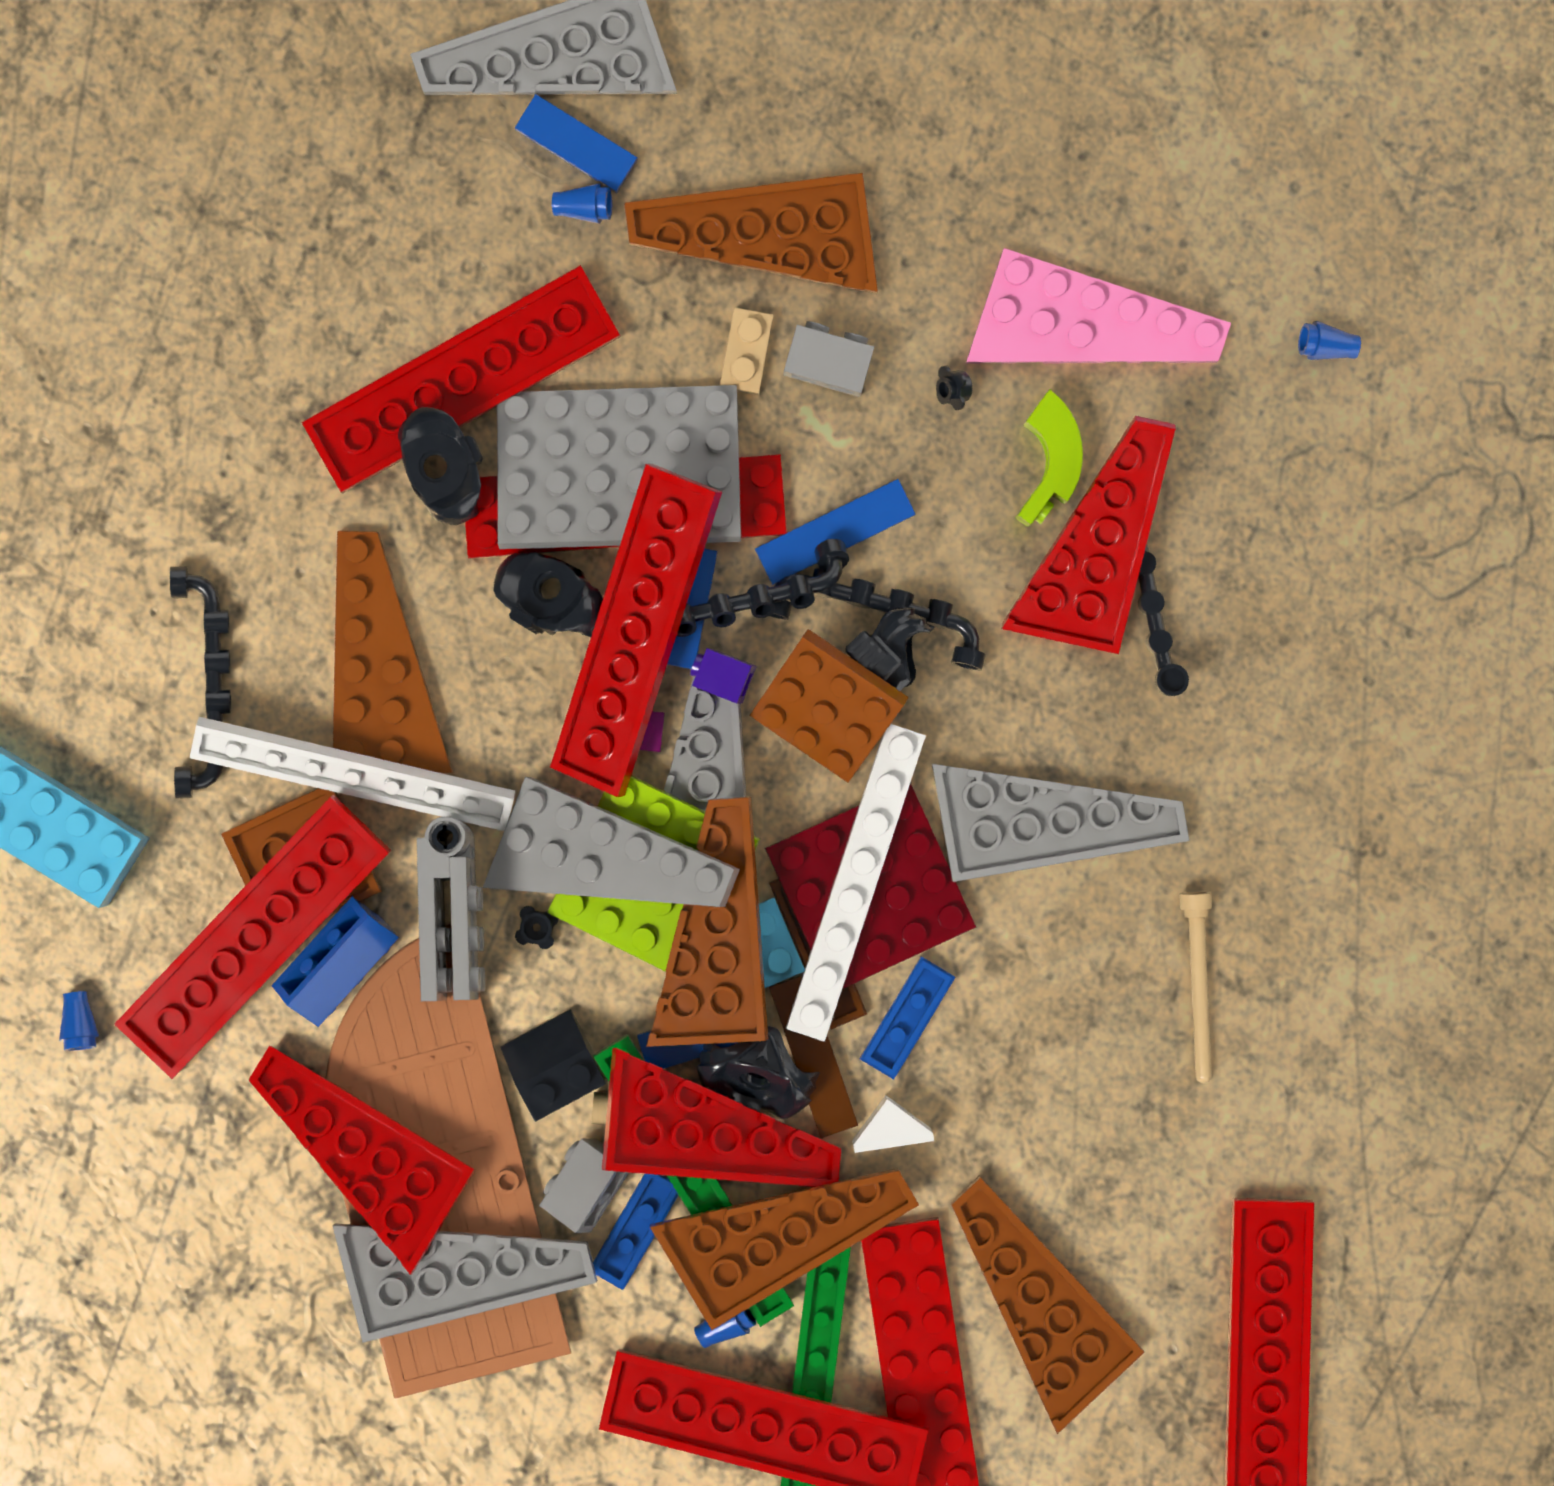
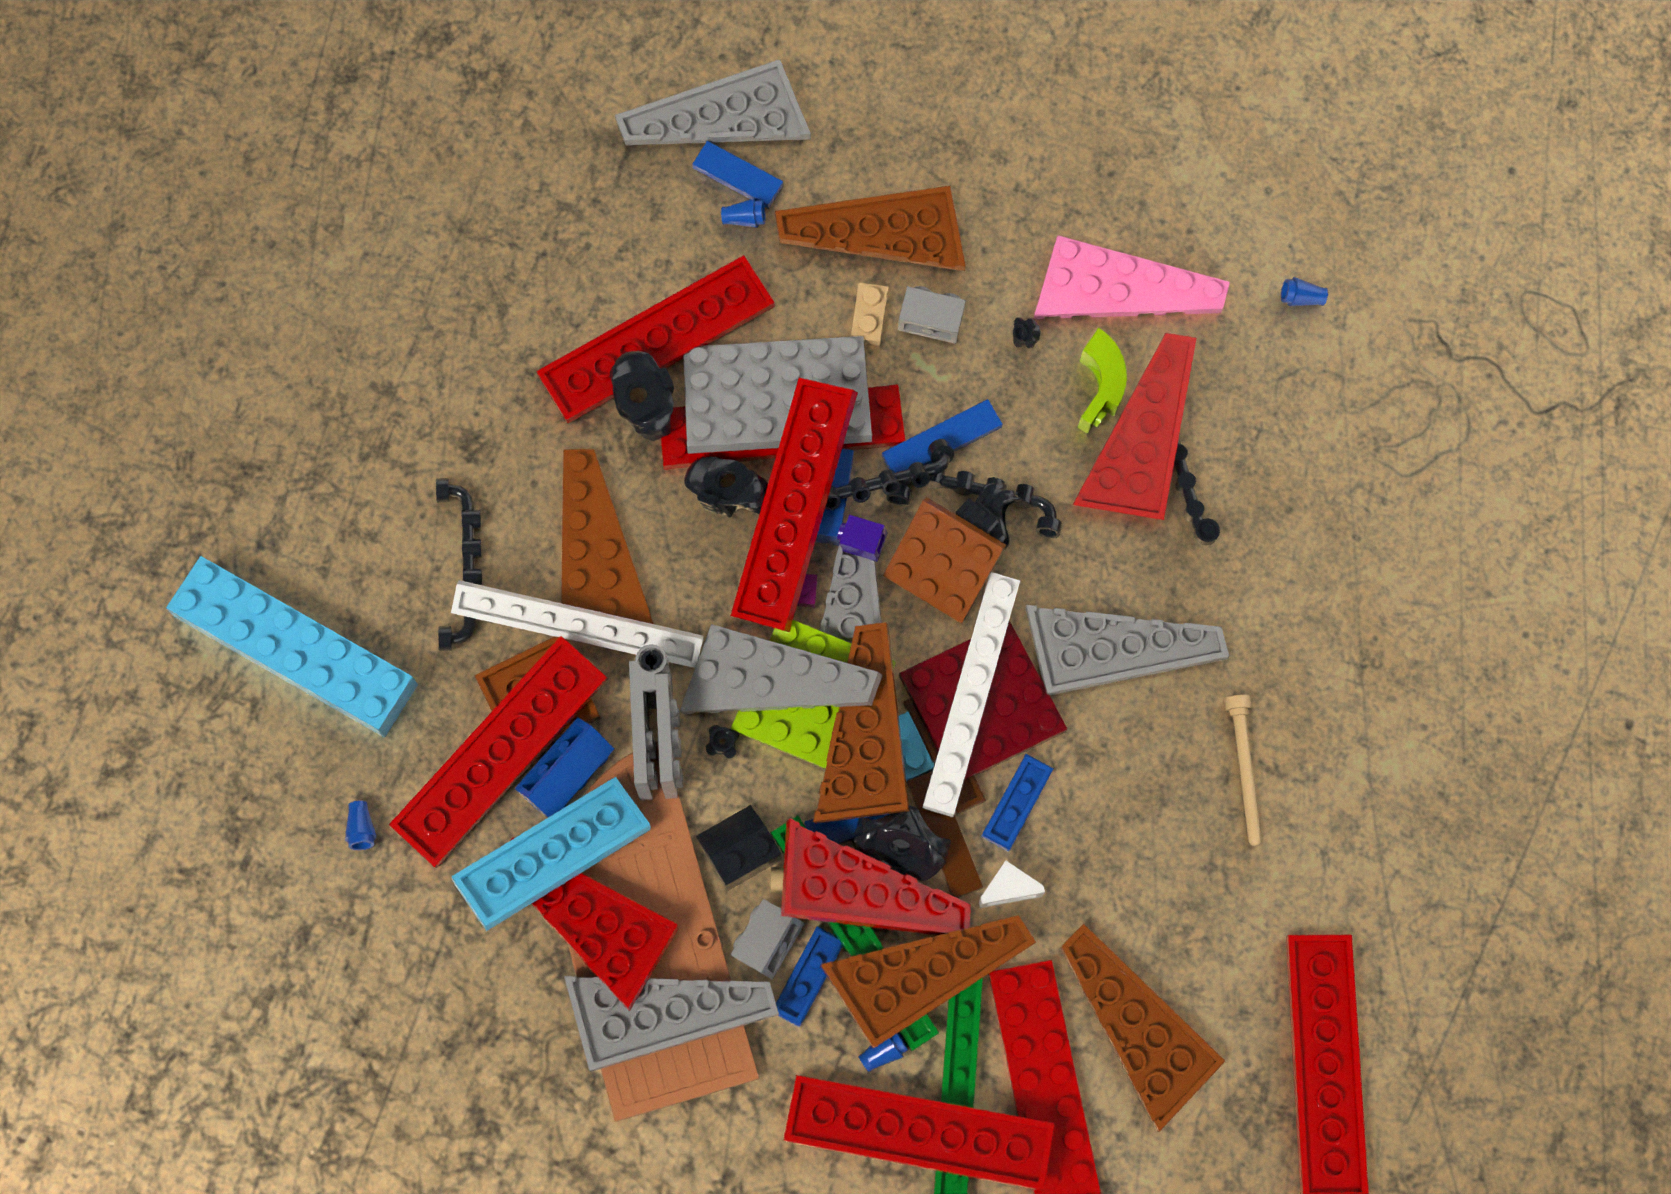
camera: 10 degrees left, 15 degrees down
(317, 1073) = (550, 853): none -> medium azure plate

